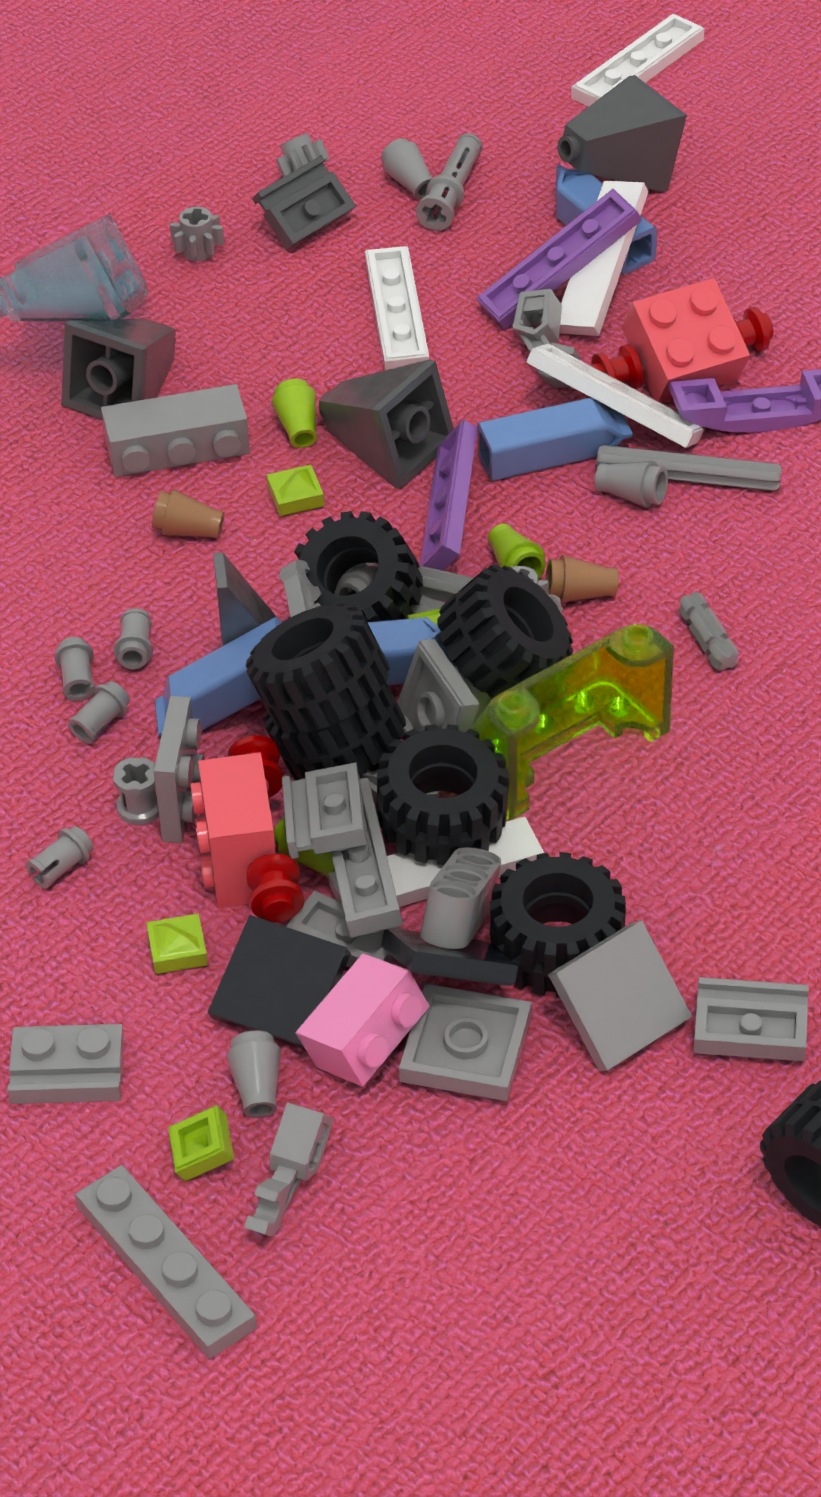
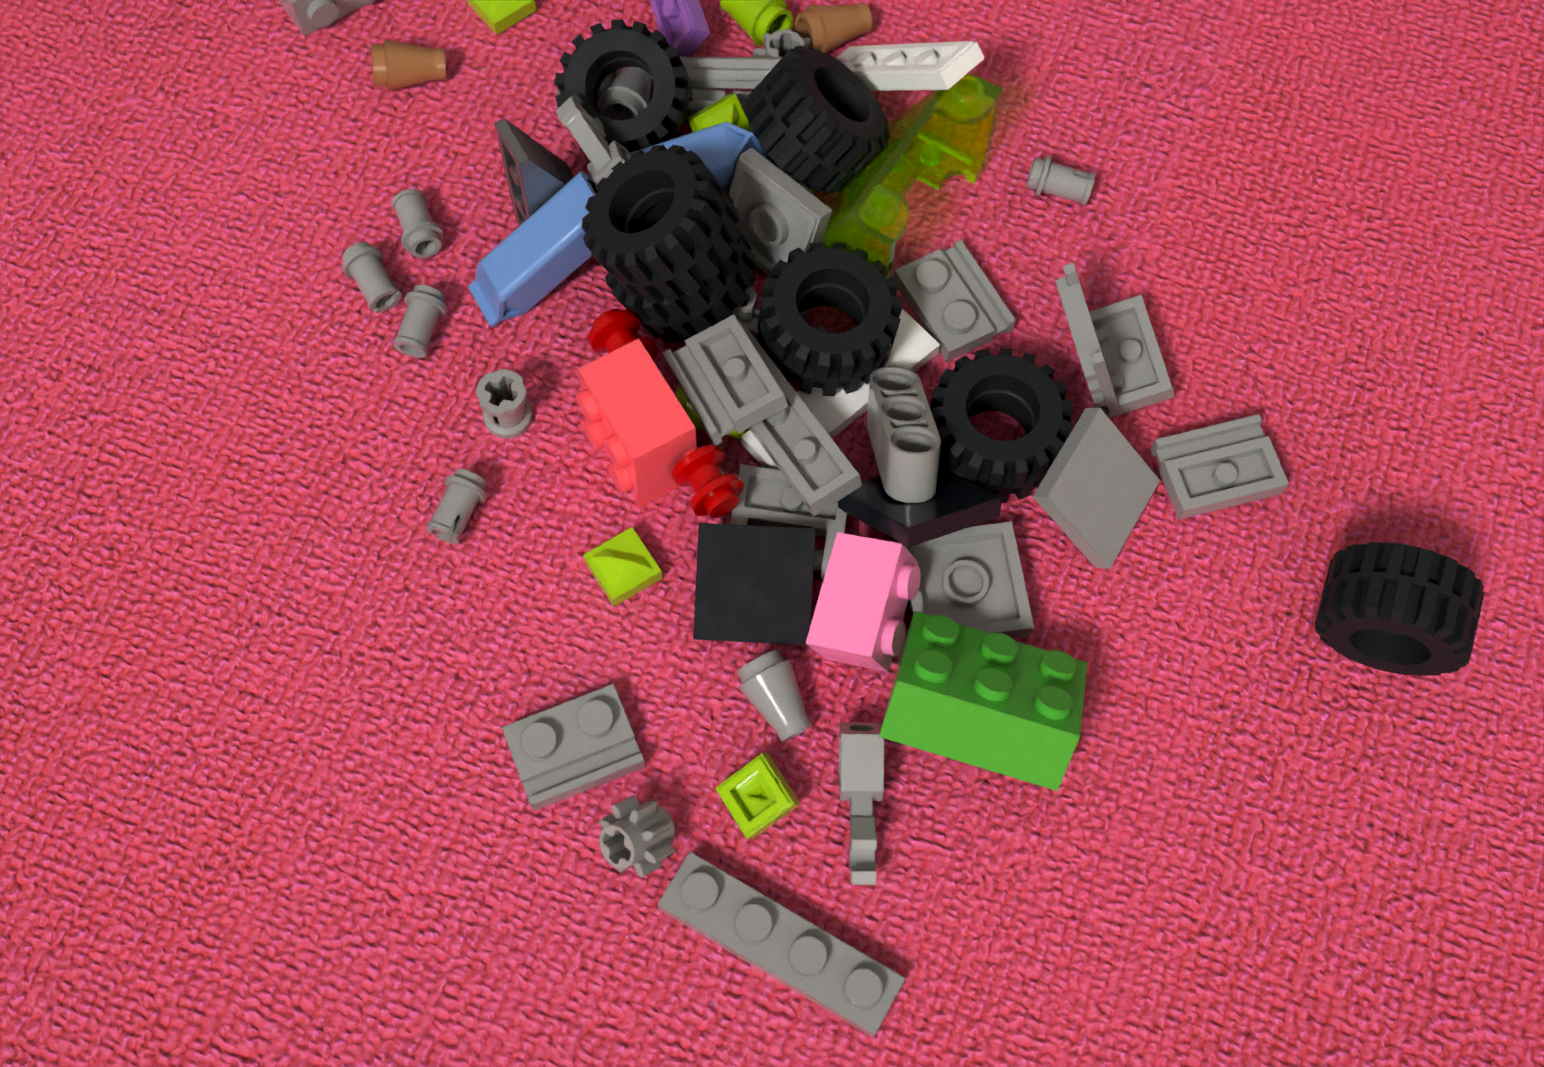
camera: 25 degrees left, 20 degrees up
(82, 1135) = (637, 836): none -> light grey gear
(177, 768) = (546, 370): light grey plate -> none
(426, 1115) = (986, 700): none -> bright green brick
(579, 820) = (954, 300): none -> light grey plate
(611, 613) = (913, 65): none -> white tile
(694, 903) = (1115, 350): none -> light grey plate
(709, 631) = (1002, 66): light grey axle -> none
(726, 755) = (1060, 180): none -> light grey pin

